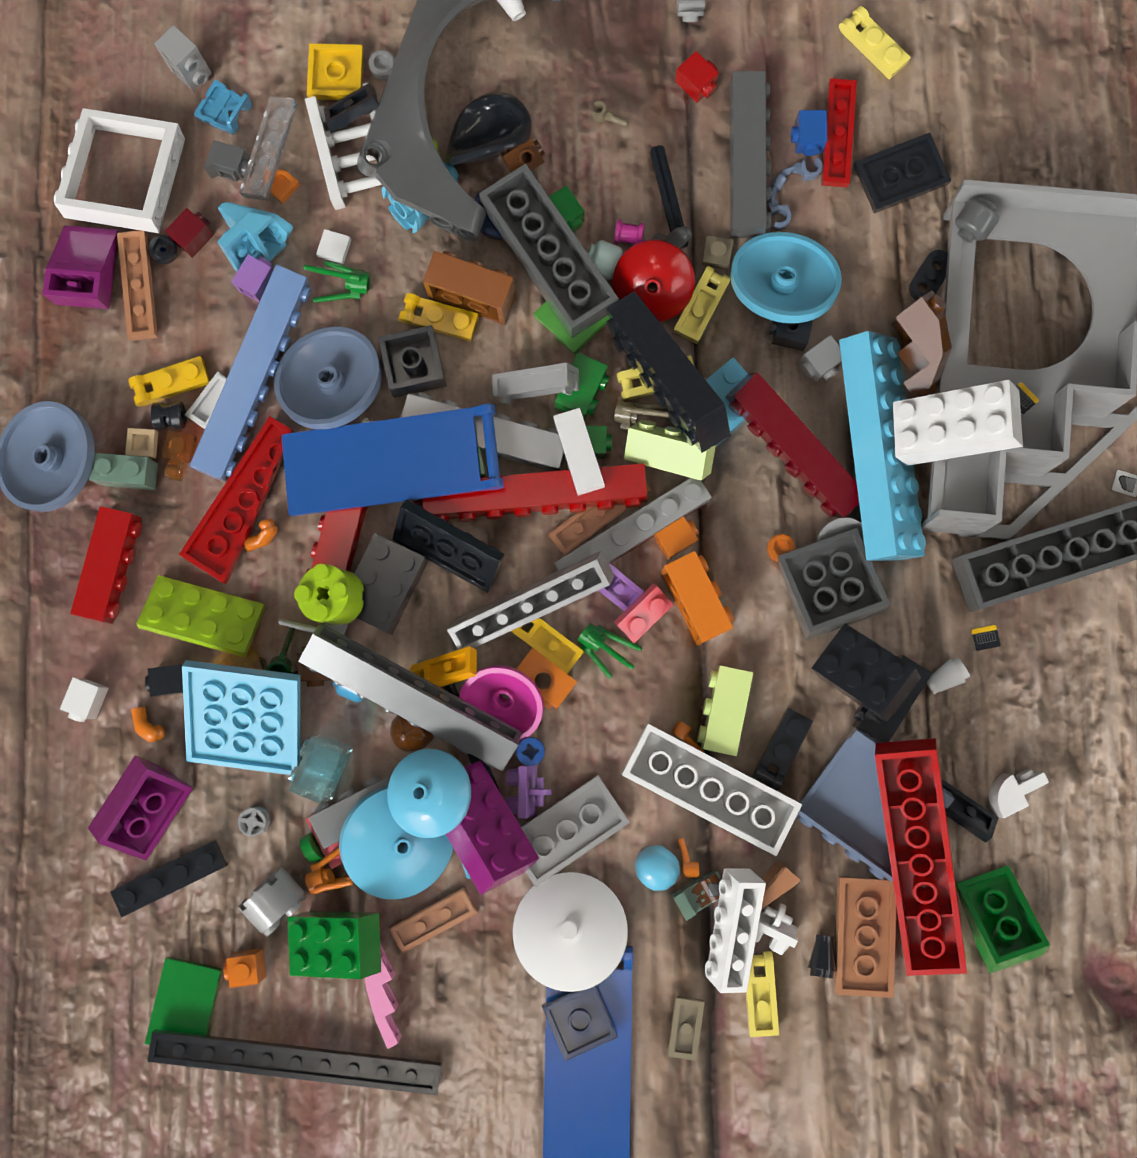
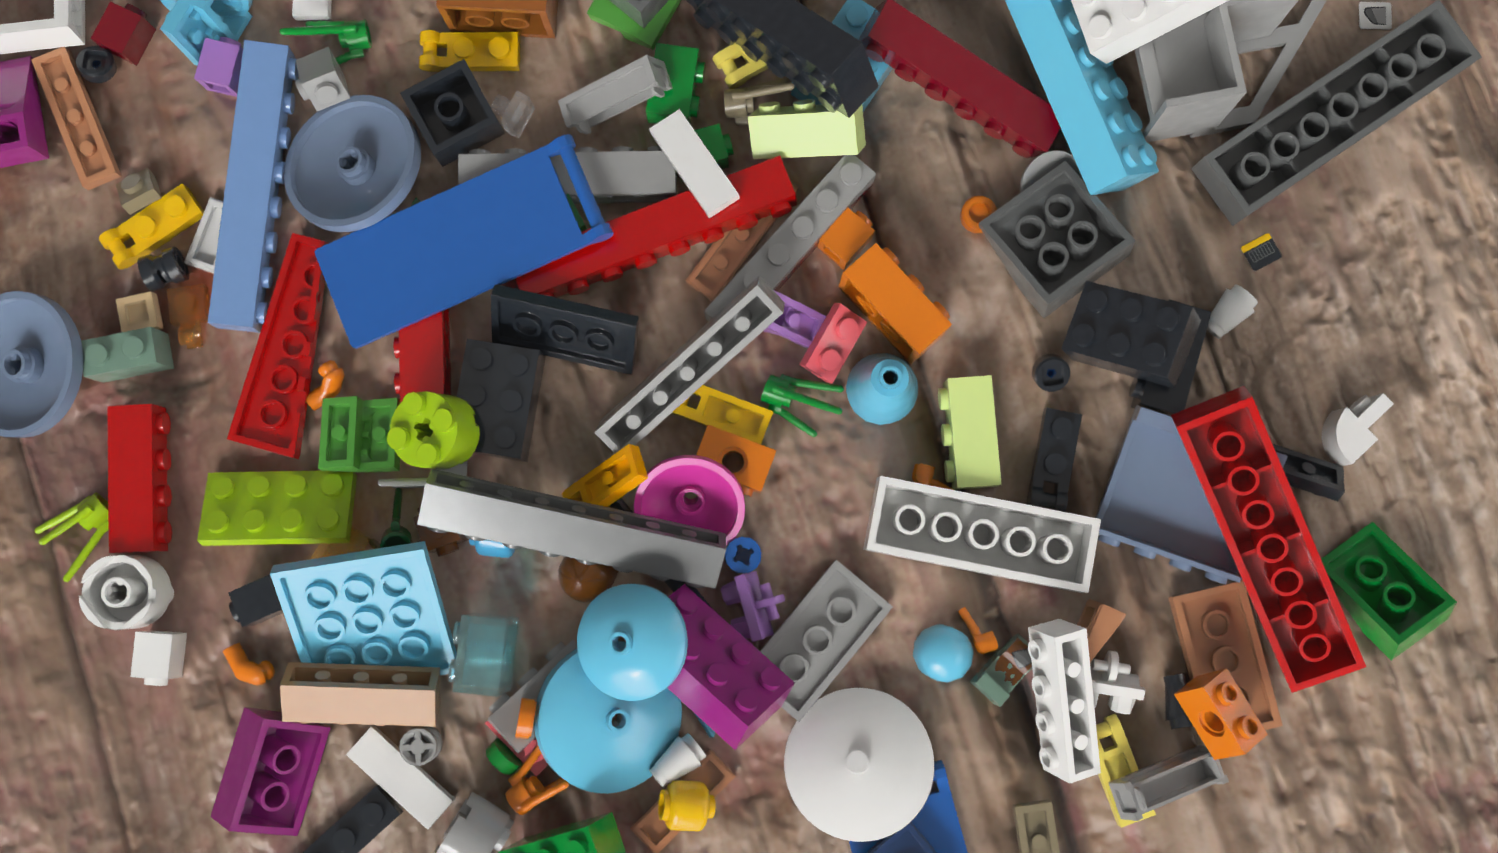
camera: 20 degrees left, 0 degrees up
(64, 579) = (88, 513): none -> lime plant
(64, 634) = (120, 575): none -> white brick
(166, 352) = (138, 191): none -> dark tan plate
(221, 771) = (360, 694): none -> brick
(235, 846) = (404, 782): none -> white tile
(273, 579) = (356, 435): none -> bright green slope
(323, 309) = (321, 79): none -> light grey brick
(335, 825) = (525, 718): none -> orange tile
(434, 924) = (686, 805): none -> yellow head
(438, 889) = (678, 760): none -> white cone
(457, 373) = (513, 113): none -> clear tile
(658, 661) = (873, 397): none -> medium azure cone
(794, 1013) = (1165, 782): none -> light grey container
(799, 682) = (1051, 372): none -> black tile
(848, 976) = (1221, 714): none -> orange brick

